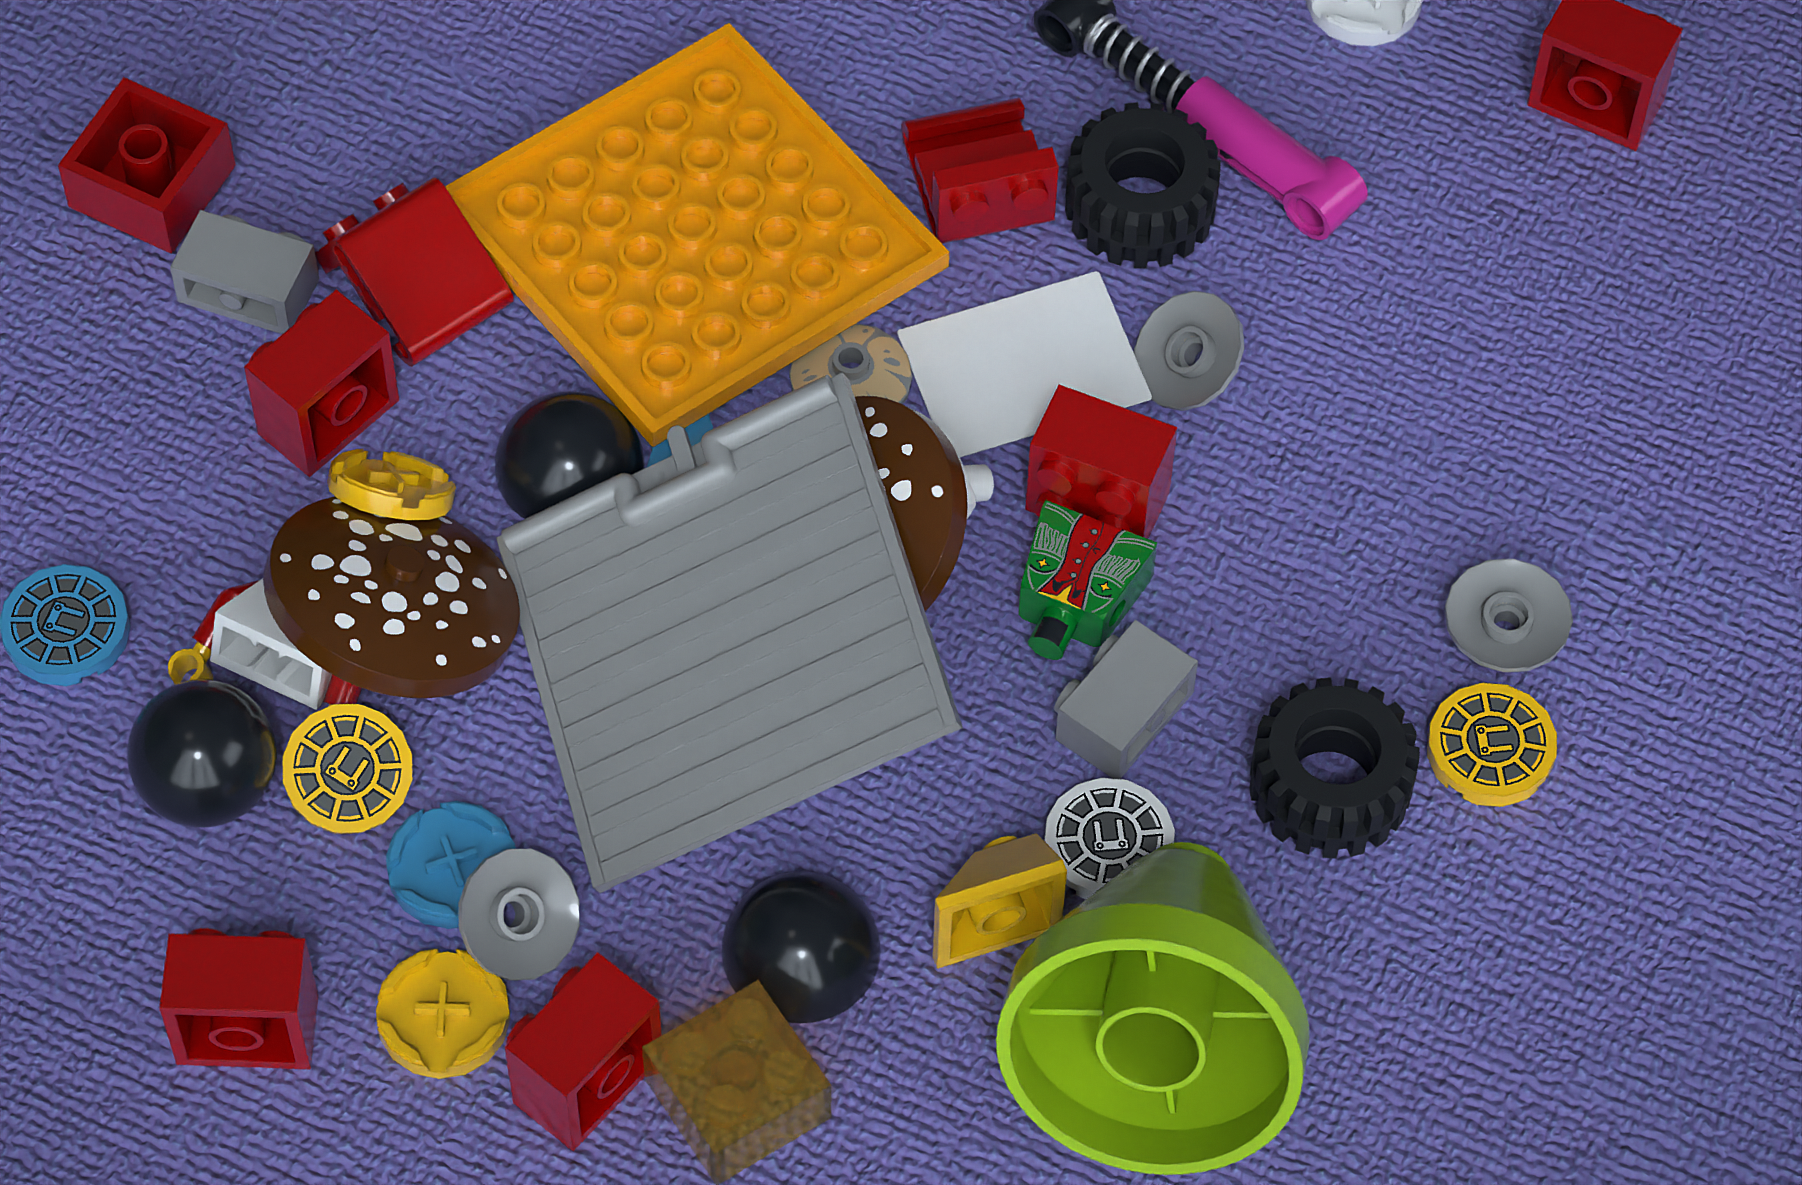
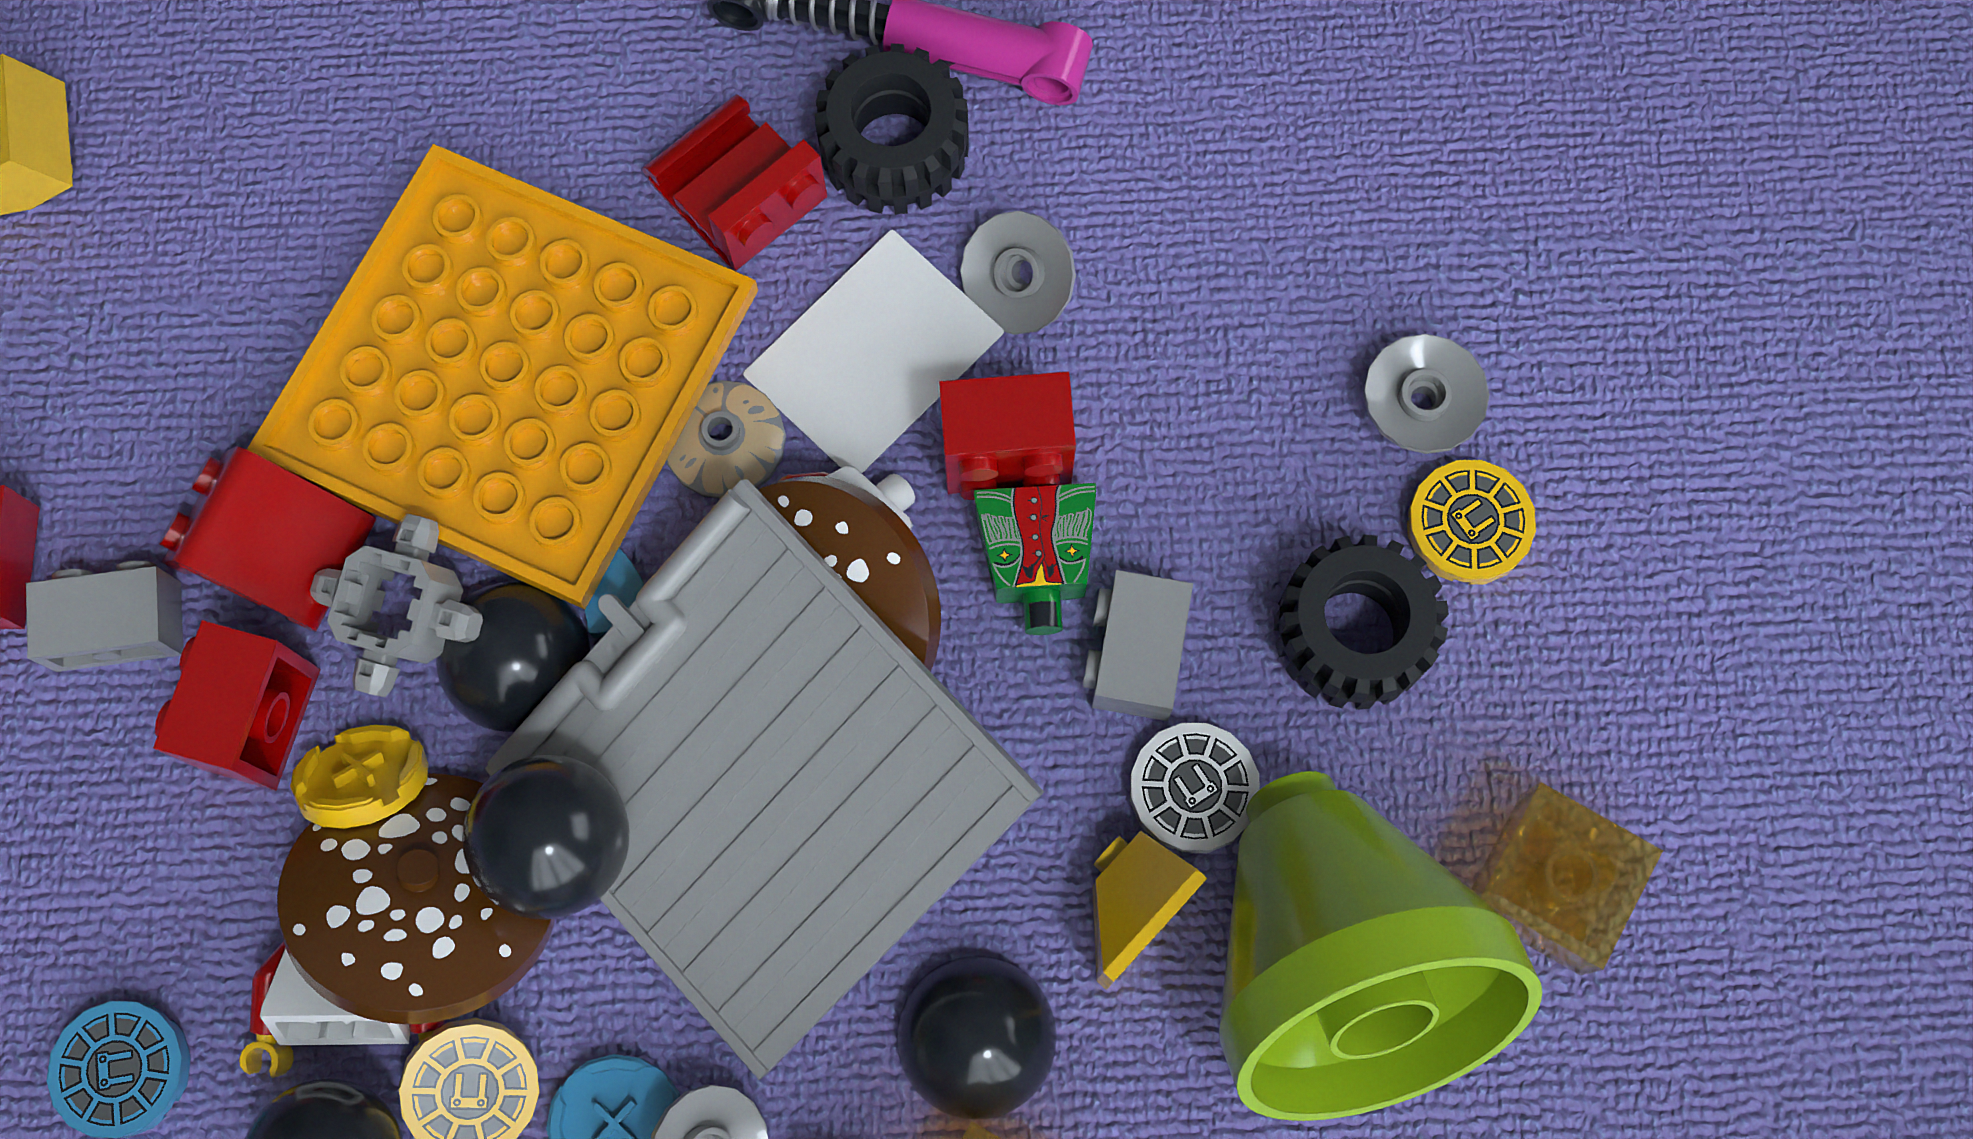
camera: 25 degrees left, 15 degrees up
(465, 345) = (357, 593): none -> light grey piece
(524, 588) = (545, 837): none -> black piece
(1396, 1053) = (1565, 878): none -> clear yellow brick

